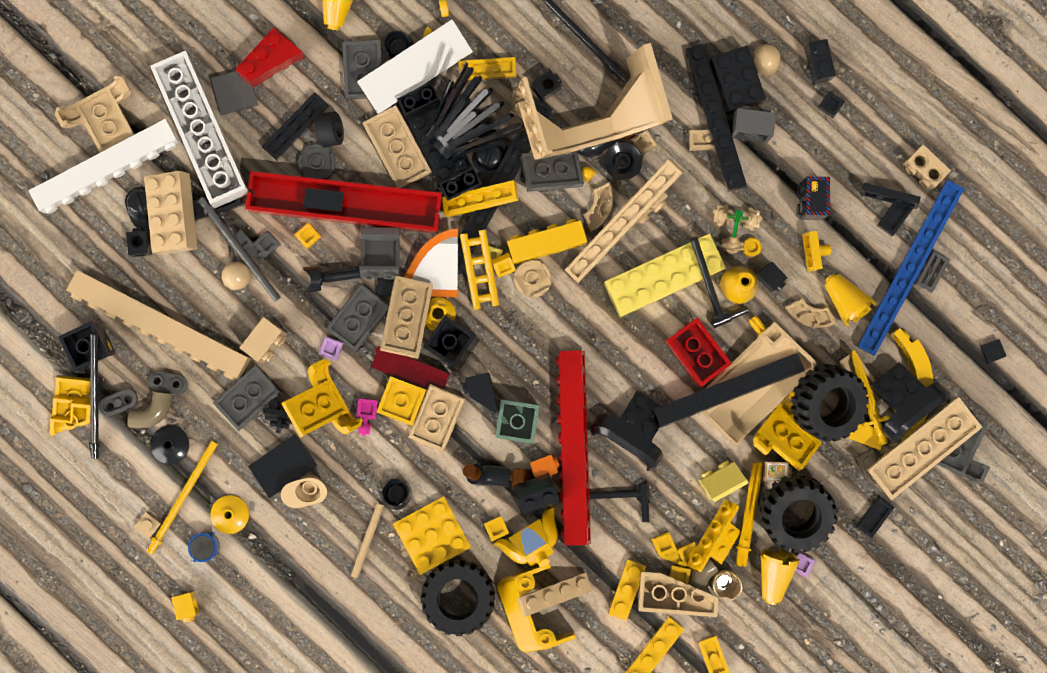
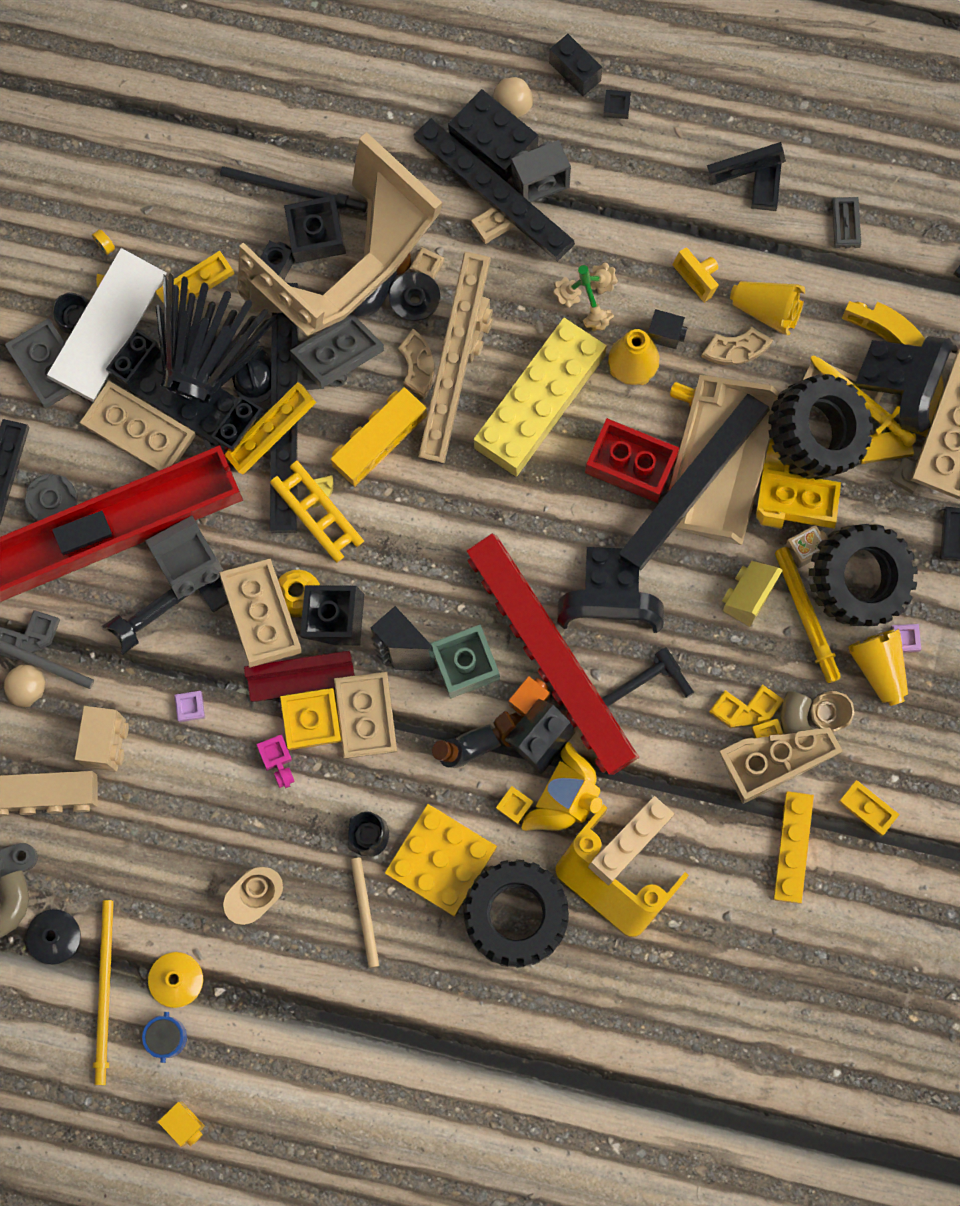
camera: 20 degrees left, 10 degrees down
(148, 525) = (79, 1052): tan plate -> none
(247, 397) = (118, 823): dark grey tile -> none
(277, 418) = (175, 821): black hips -> none
(282, 465) = (206, 880): black tile -> none
(307, 235) = (86, 590): yellow tile -> none
(320, 404) = (212, 777): yellow piece -> none
(329, 129) = (44, 450): black tyre -> none
(358, 317) = (202, 651): dark grey tile -> none
(438, 264) = (263, 532): white sticker -> none
(503, 265) = (342, 491): yellow plate -> none
(532, 279) = (386, 489): tan tile -> none
(584, 79) = (315, 229): none -> black brick
(588, 173) = (382, 332): yellow hinge -> none
(626, 590) = (716, 789): yellow plate -> none
(717, 538) = (786, 663): yellow bracket -> none
(720, 317) = (635, 407): black bar -> none
(752, 247) = (623, 310): yellow tile -> none
(814, 198) = (660, 213): black brick -> none
(910, 267) = (819, 232): blue plate -> none
(929, 163) = (768, 105): tan brick -> none

